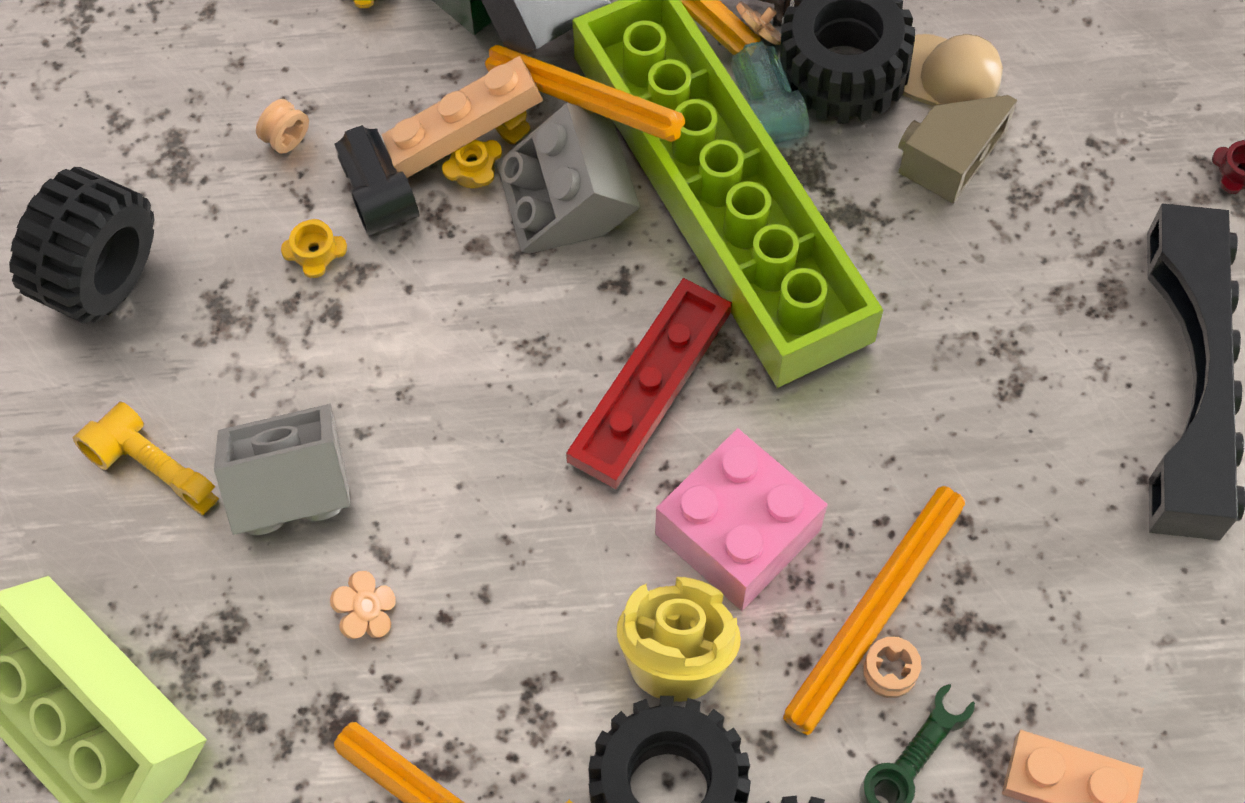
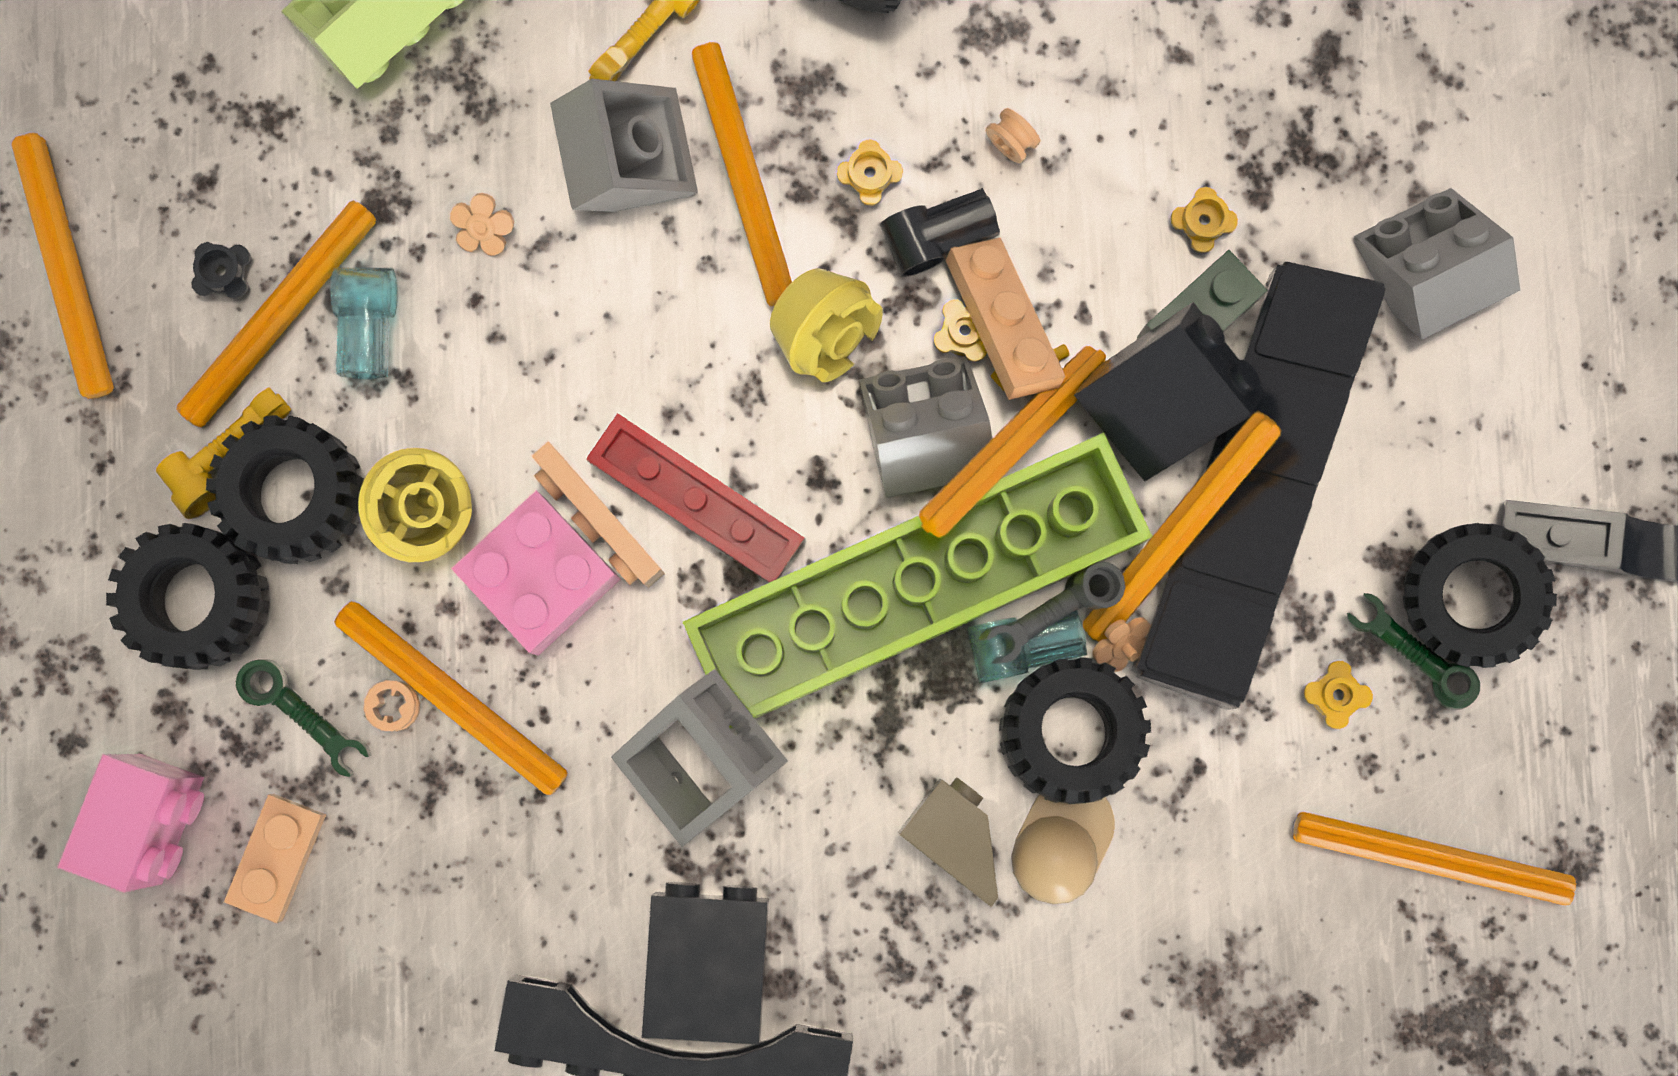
camera: 90 degrees right, 20 degrees up
(310, 359) = (742, 170): none -> light orange axle
(452, 722) = (364, 304): none -> clear light blue piece
(468, 264) = (823, 321): none -> light yellow cone
(636, 502) = (595, 518): none -> light nougat plate
(718, 30) = (1106, 589): none -> dark grey brick
(887, 301) = (742, 758): none -> light grey window
(1111, 344) = (705, 964): none -> black brick

